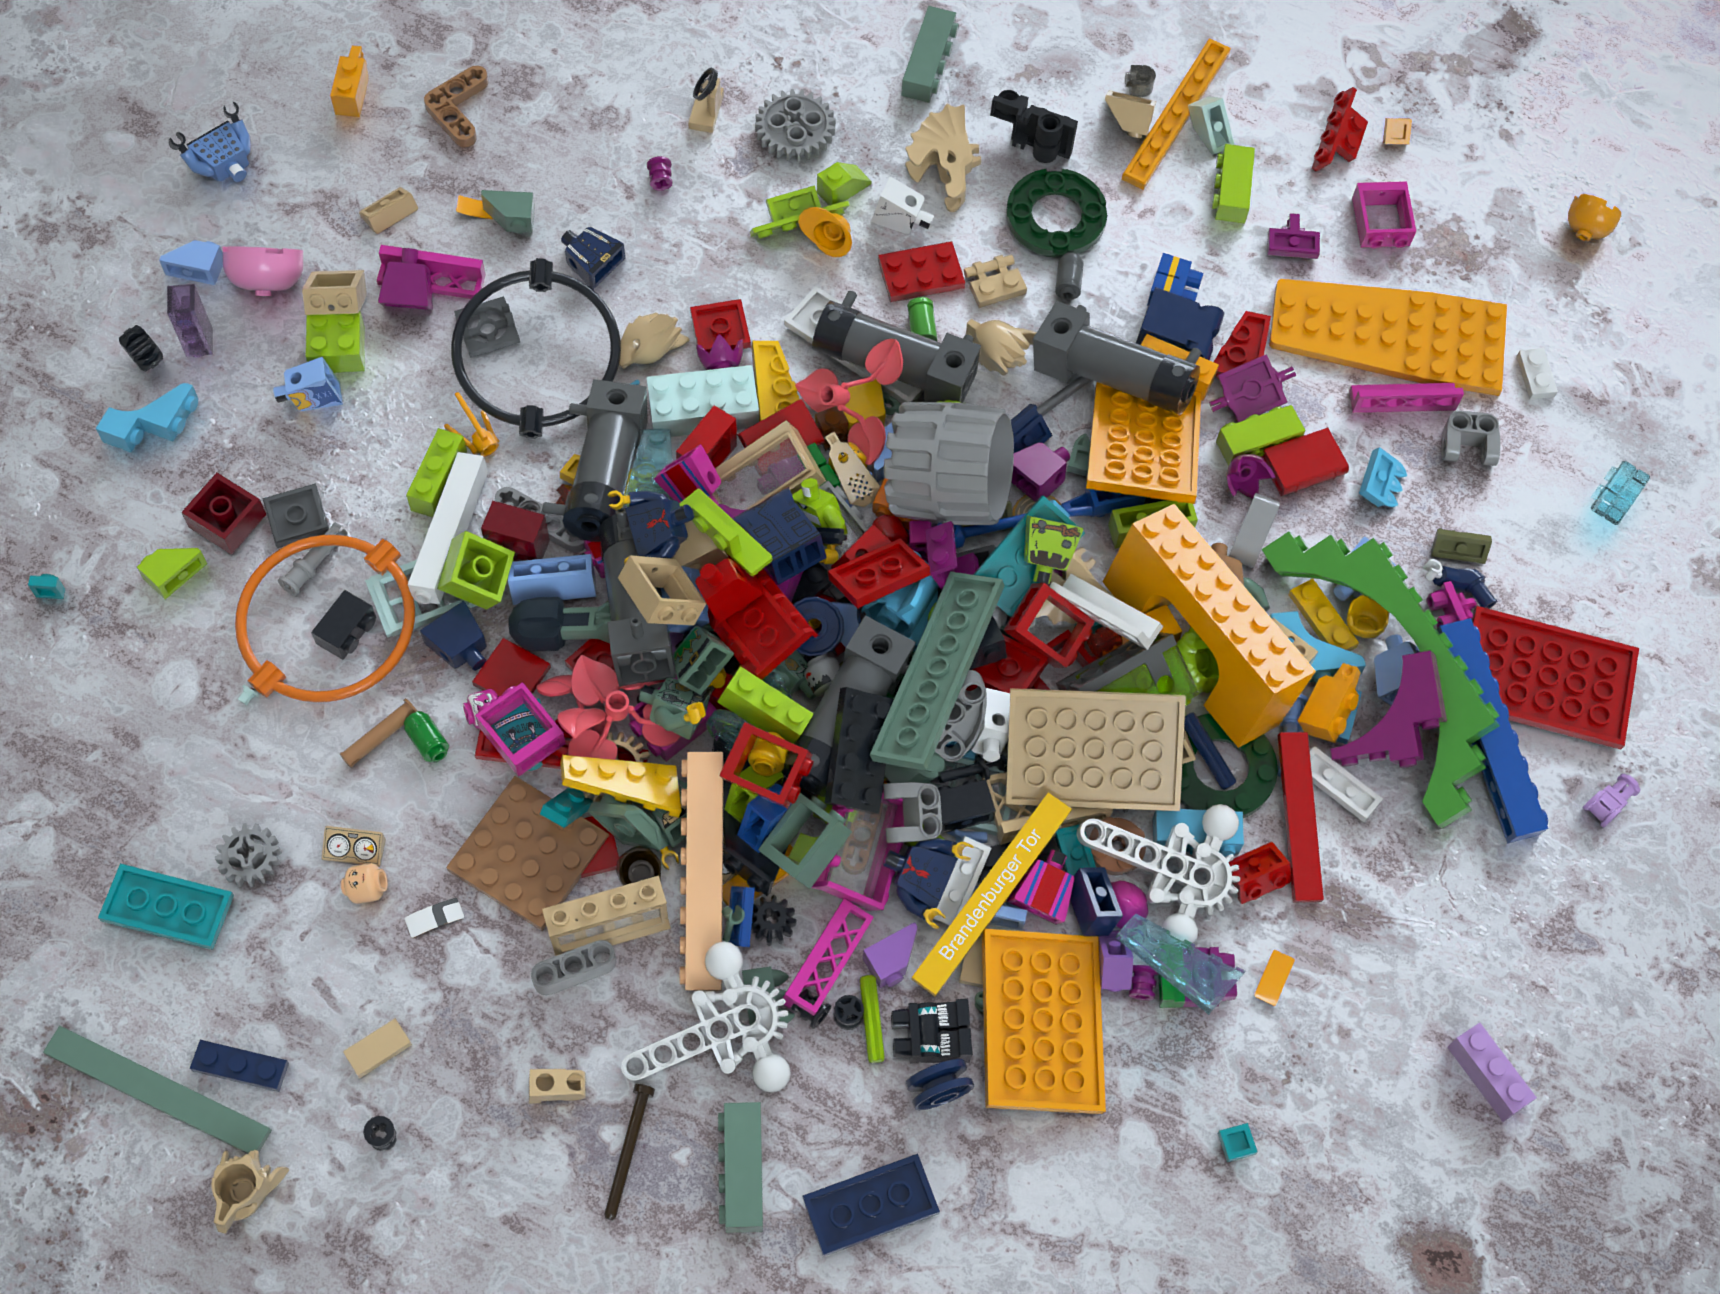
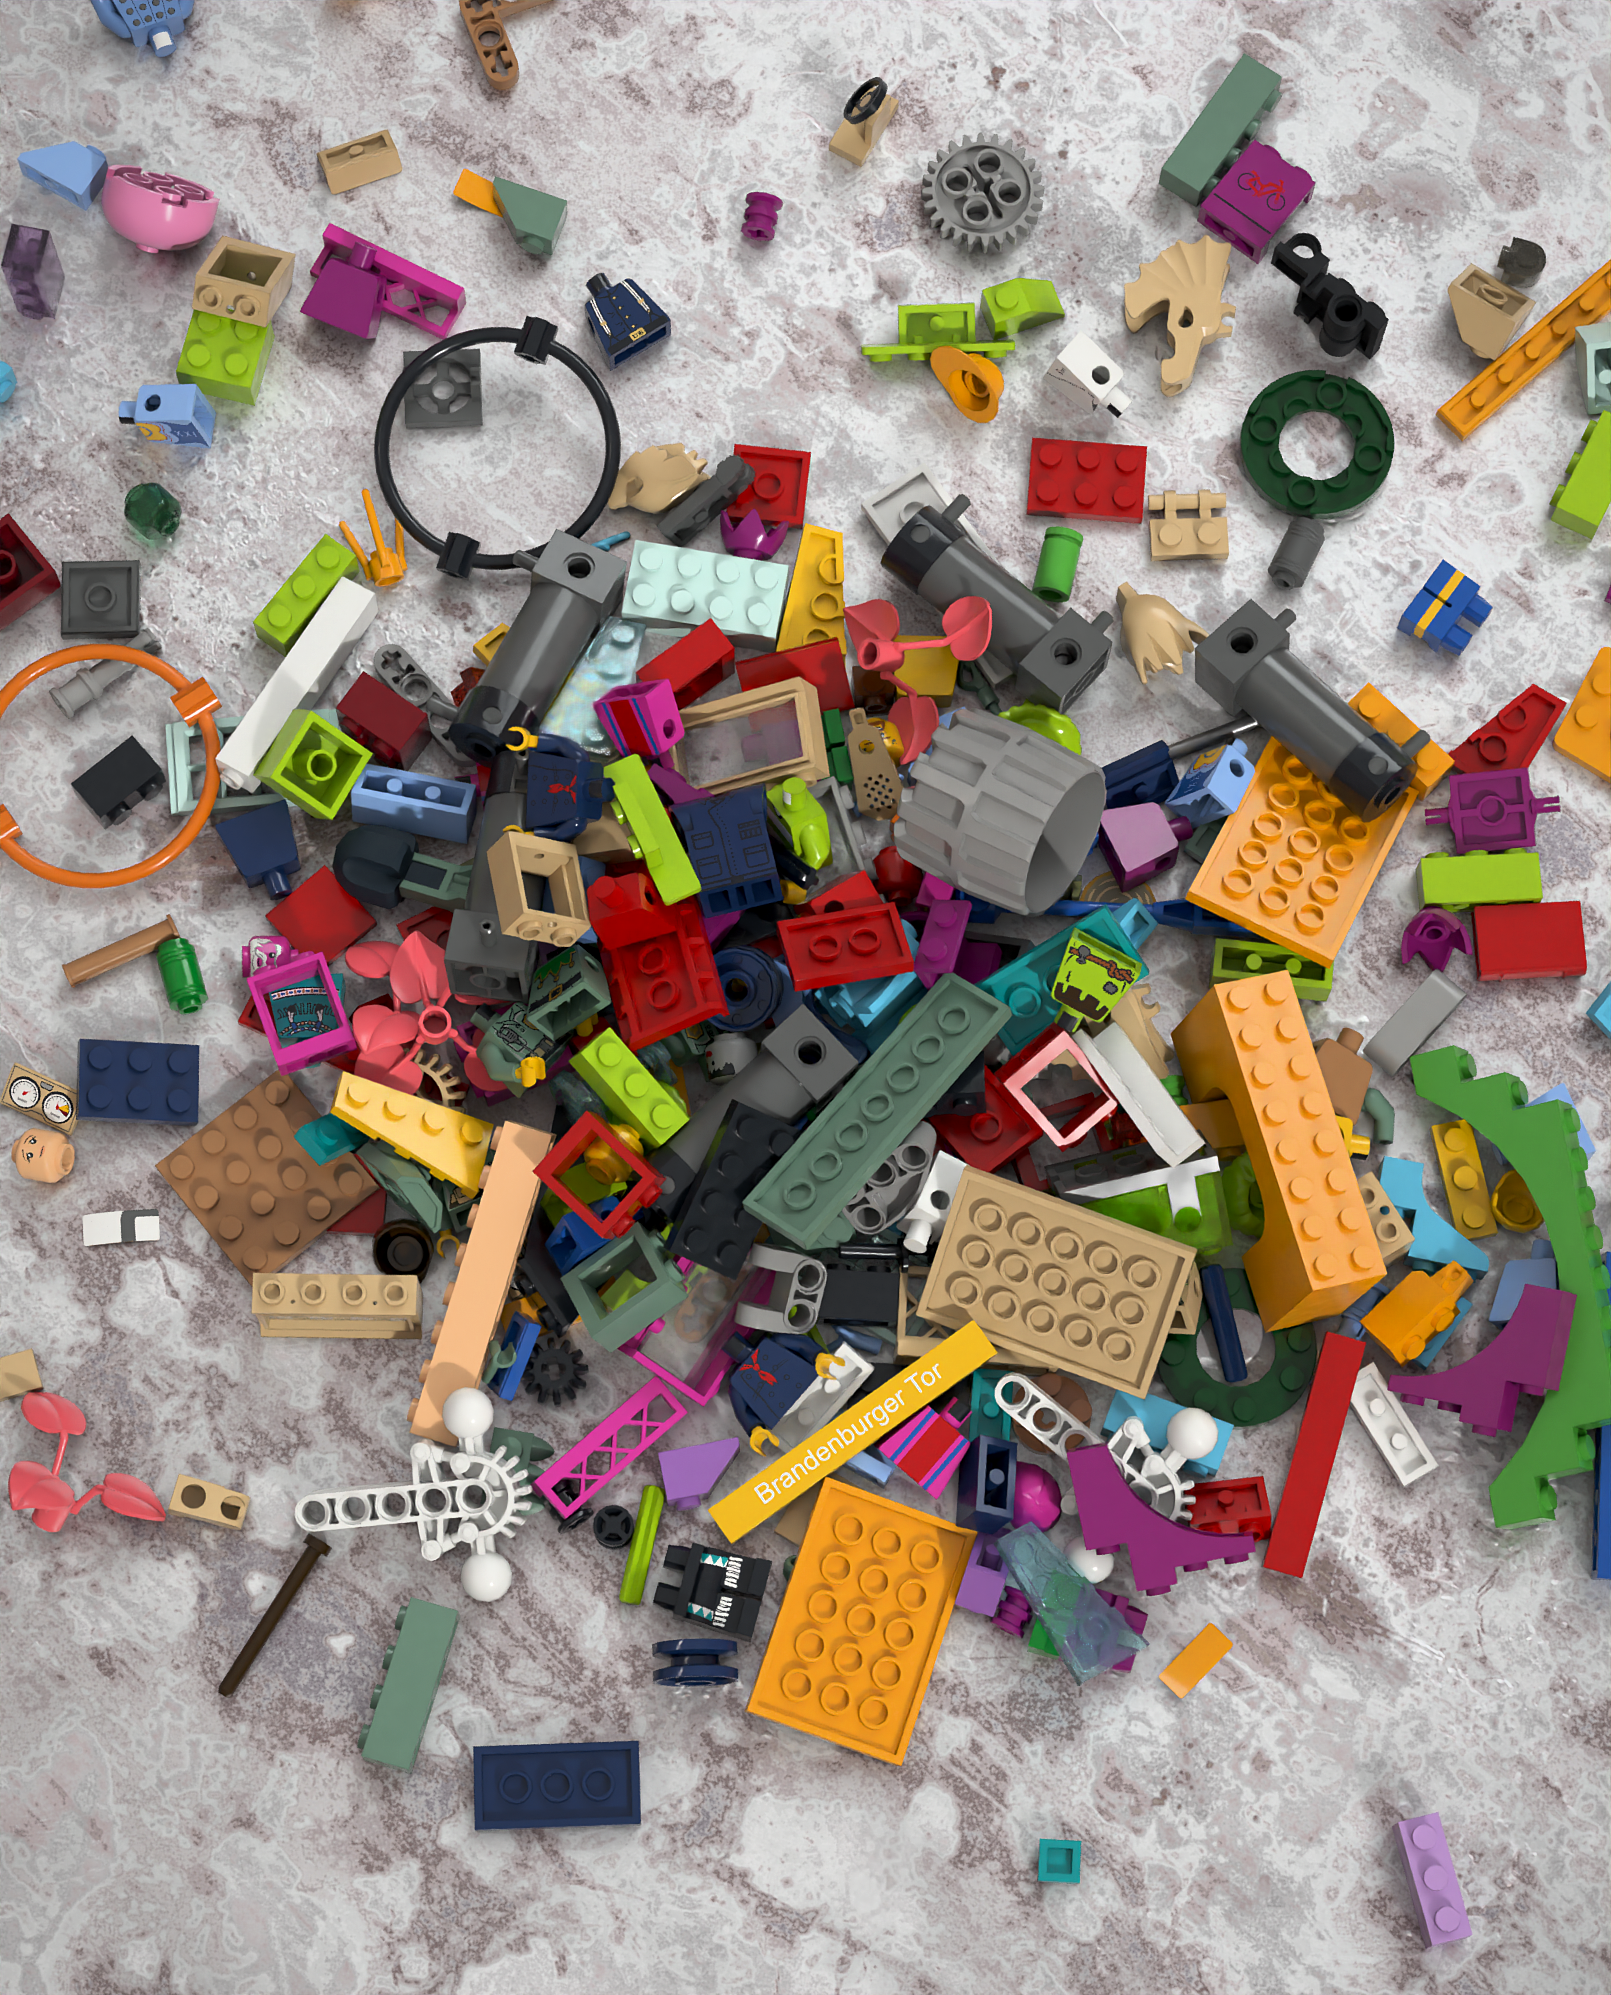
camera: 20 degrees right, 10 degrees up
(315, 449) = (152, 510): none -> clear green head
(417, 814) = (137, 1082): none -> dark blue plate
(444, 1109) = (53, 1499): none -> coral plant
(563, 979) = (259, 1346): light grey beam -> none
(685, 342) = (707, 501): none -> dark grey hinge
(966, 83) = (1255, 200): none -> magenta panel
(1076, 416) = (1213, 784): none -> light blue torso
(1181, 322) = (1428, 681): dark blue piece -> none
(1225, 901) = (1156, 1545): none -> magenta arch

